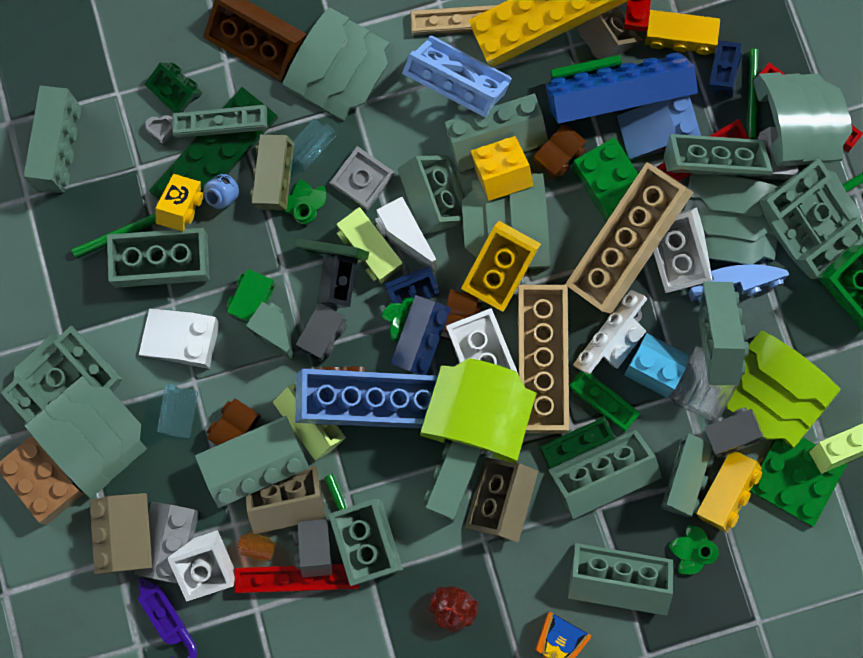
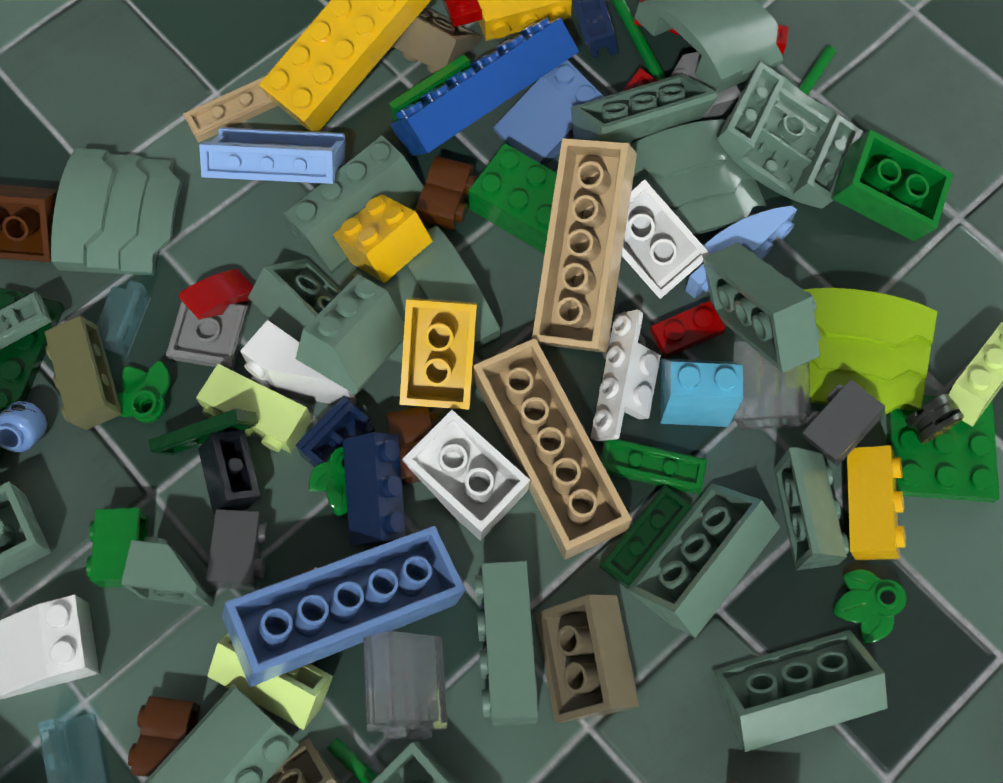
camera: 30 degrees left, 10 degrees down
(379, 156) = (215, 293): none -> red slope
(385, 463) = (404, 685): none -> clear brick
(451, 232) = (352, 335): none -> sand green slope
(480, 408) = (500, 544): lime slope -> none
(673, 321) = (687, 329): none -> red plate
(796, 454) = (935, 412): none -> pearl dark grey wheel

